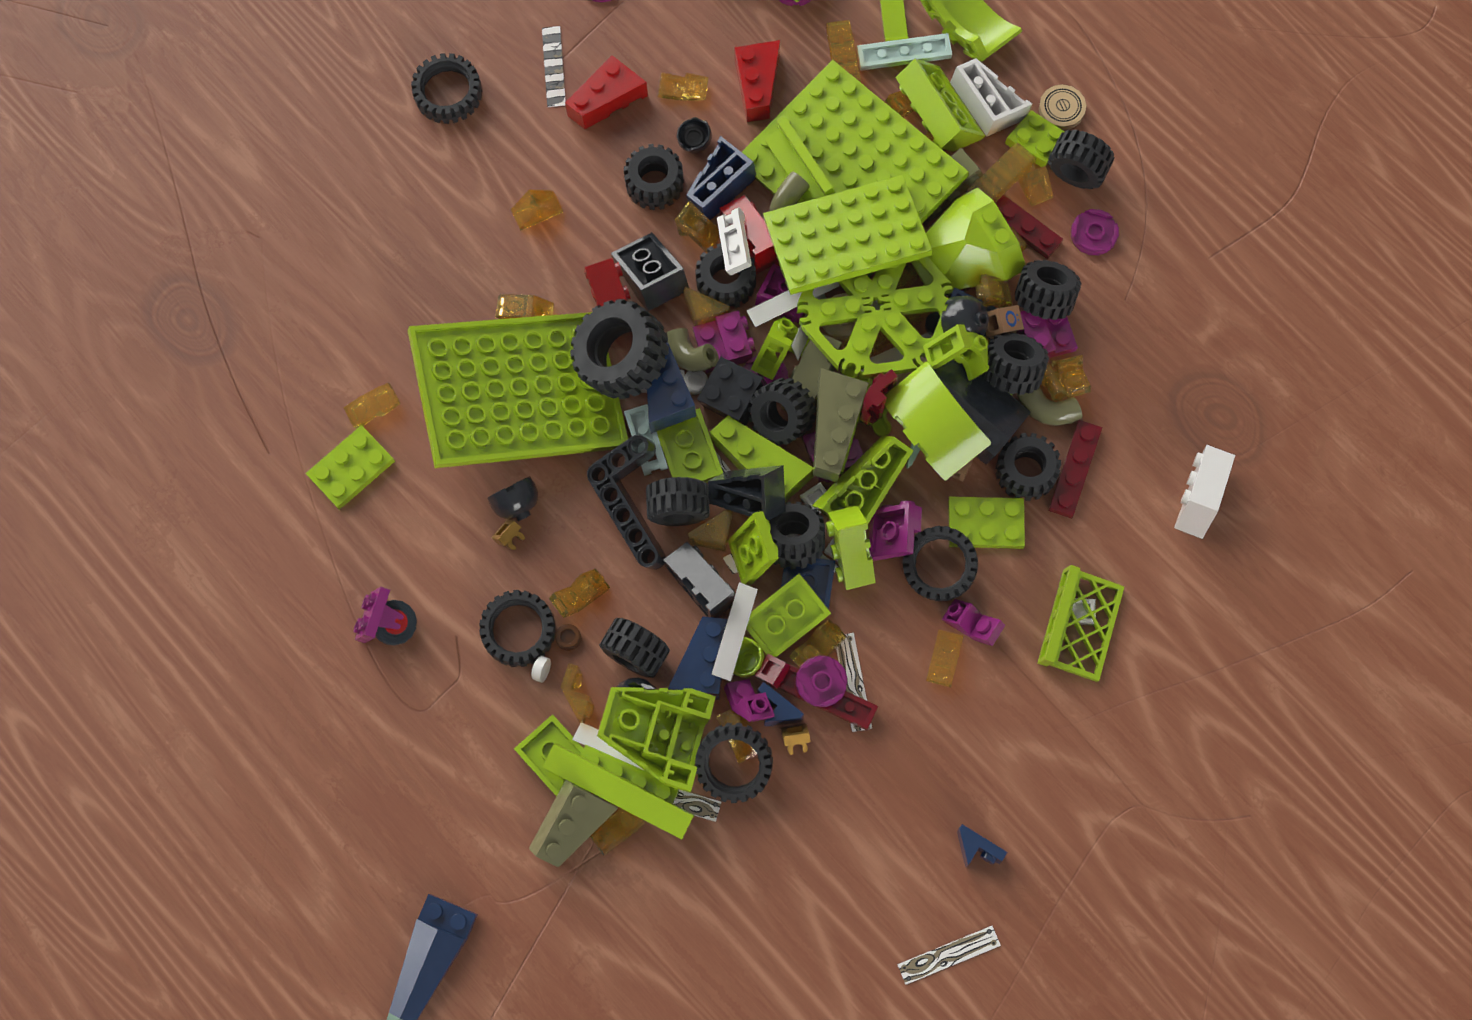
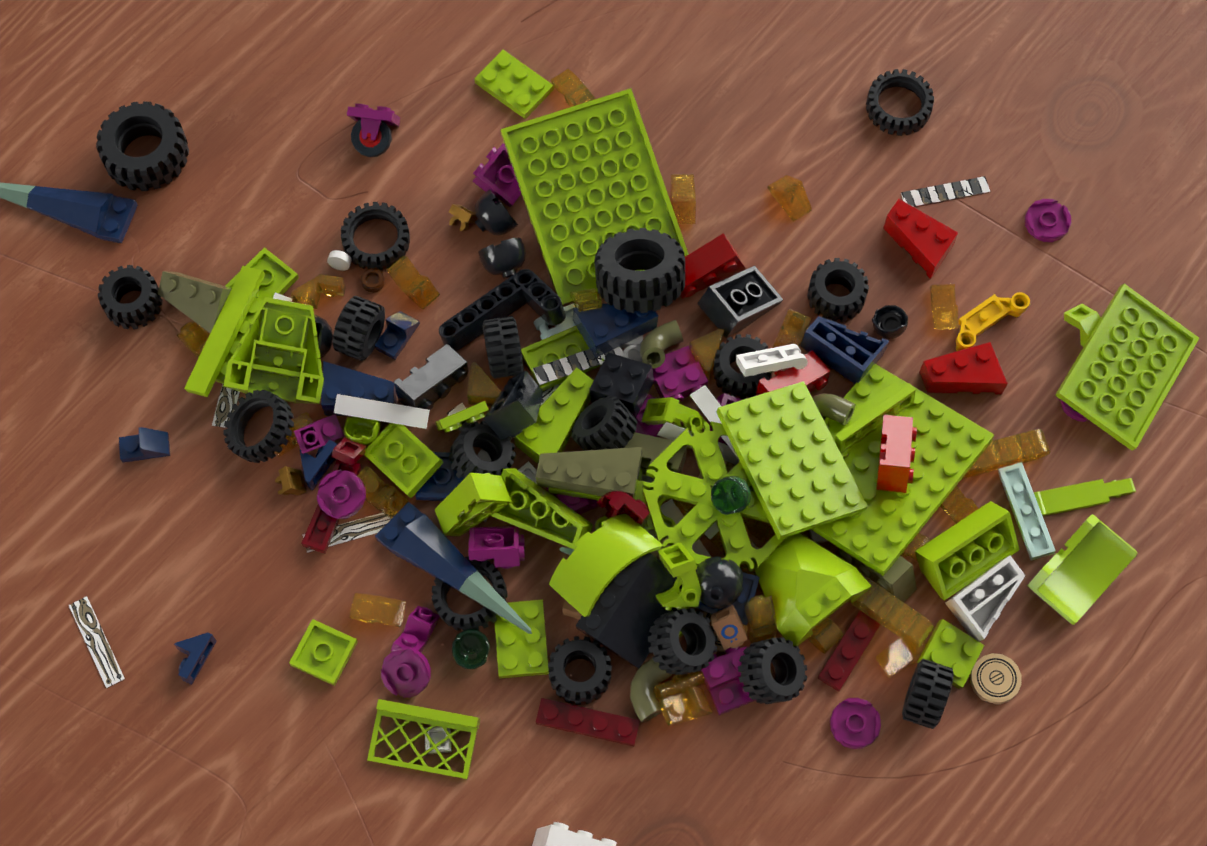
camera: 80 degrees right, 5 degrees down
(329, 869) = (131, 124): none -> black tyre
(465, 488) = (498, 176): none -> magenta plate
(534, 889) = (125, 281): none -> black tyre
(568, 494) = (504, 257): none -> black cylinder
(633, 609) = (397, 334): none -> dark blue slope
(635, 411) = (586, 299): none -> clear yellow slope
(700, 53) = (987, 315): none -> yellow plate
(701, 440) = (565, 366): none -> sticker
(733, 895) = (144, 446): none -> dark blue slope
(849, 142) = (896, 453): none -> wedge
(882, 605) = (421, 543): none -> dark blue plate
(884, 289) = (730, 495): none -> clear green hair
(985, 715) = (323, 652): none -> lime plate
(997, 568) = (470, 649): none -> clear green hair
(1015, 633) = (405, 672): none -> magenta tile

